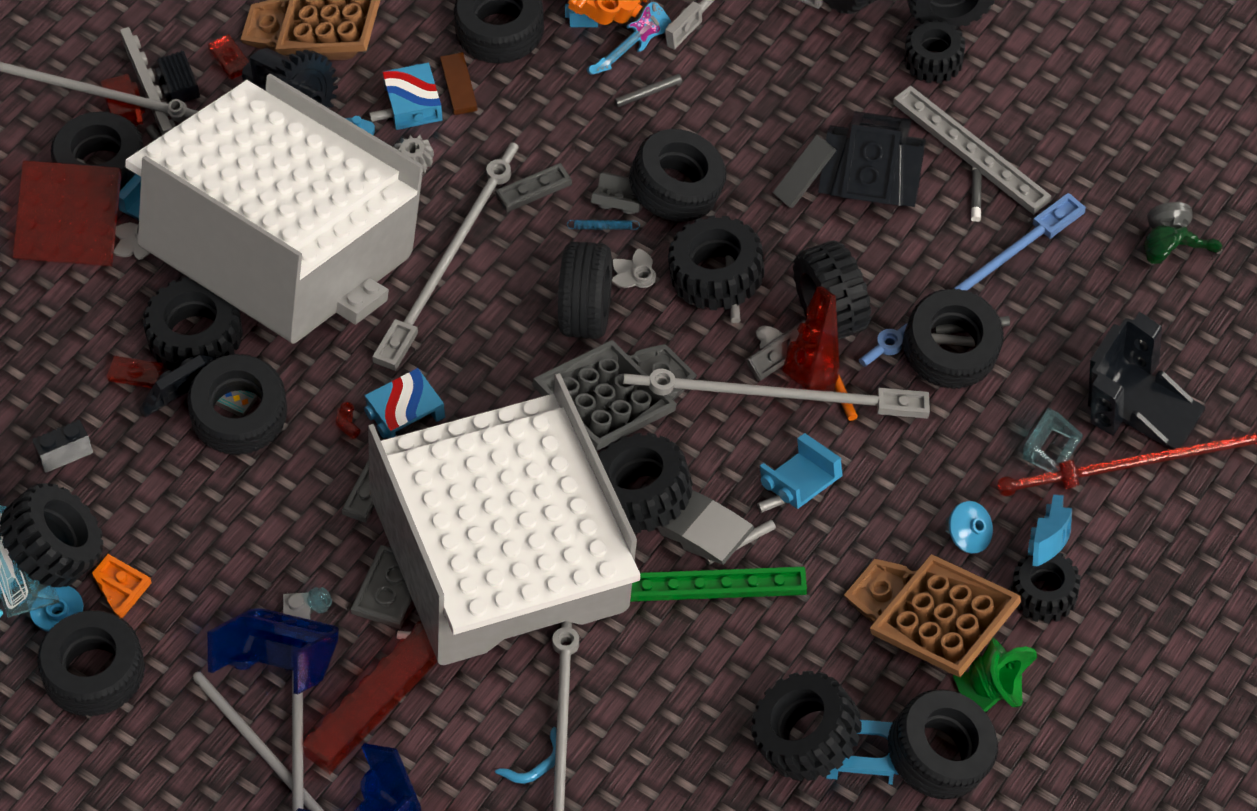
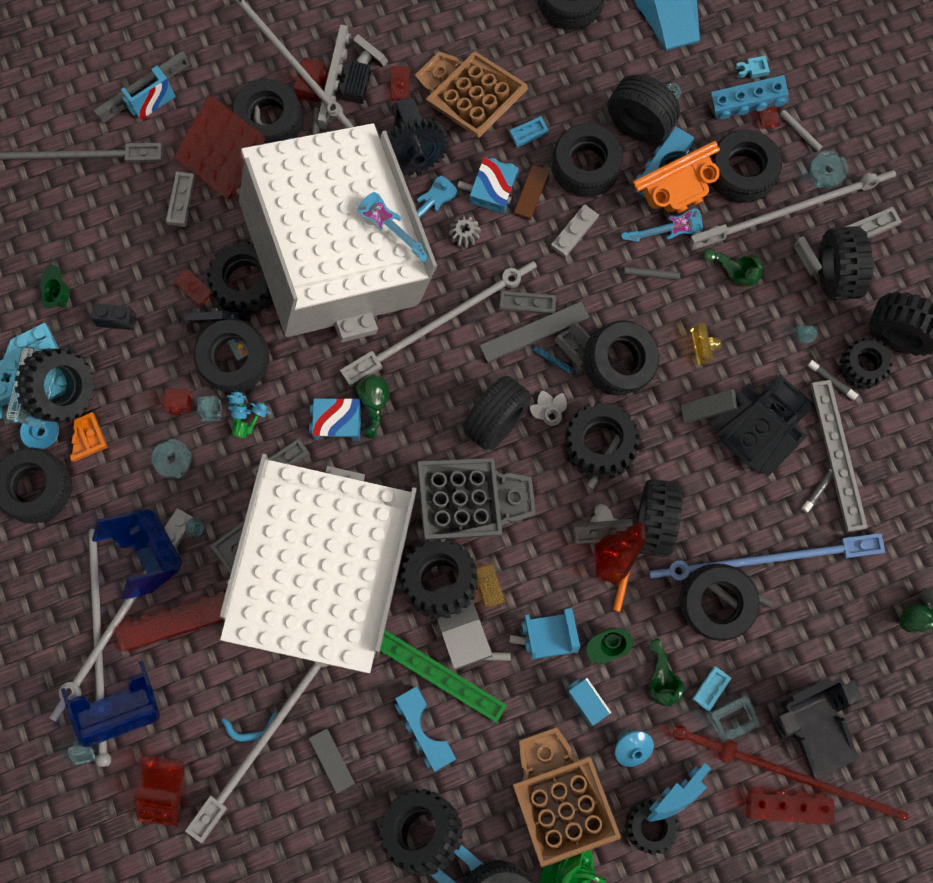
camera: 35 degrees right, 20 degrees up
(54, 293) = (180, 199): none -> light grey plate
(171, 40) = (369, 52): none -> light grey tile
(203, 489) = (177, 401): none -> clear red brick
(244, 562) = (182, 456): none -> clear light blue plate
(247, 474) = (209, 408): none -> clear light blue brick
(299, 474) = (240, 411): none -> dark azure plant
(317, 144) = (375, 210): none -> dark azure piece
(344, 420) = (295, 404): clear red arm -> none
(412, 28) = (528, 132): none -> dark azure plate
(430, 355) = (374, 395): none -> dark green hair
(534, 95) = (574, 231): none -> light grey plate
(561, 211) = (534, 332): none -> dark grey tile
(653, 736) = (332, 761): none -> dark grey tile
(703, 473) = (490, 586): none -> clear yellow tile
(744, 36) = (742, 271): none -> dark green hair
(754, 125) = (704, 344): none -> clear yellow tile
(762, 655) = (437, 752): none -> dark azure arch
(854, 58) = (807, 333): none -> clear light blue plate
(871, 444) = (609, 645): none -> dark green piece
(888, 401) = (645, 617): light grey bar -> none
(888, 508) = (588, 701): none -> dark azure piece
(922, 88) = (835, 382): none -> dark grey bar
(955, 453) = (664, 684): none -> dark green hair
(1007, 429) = (711, 688): none -> medium azure plate
(1171, 488) = (790, 808): none -> clear red brick

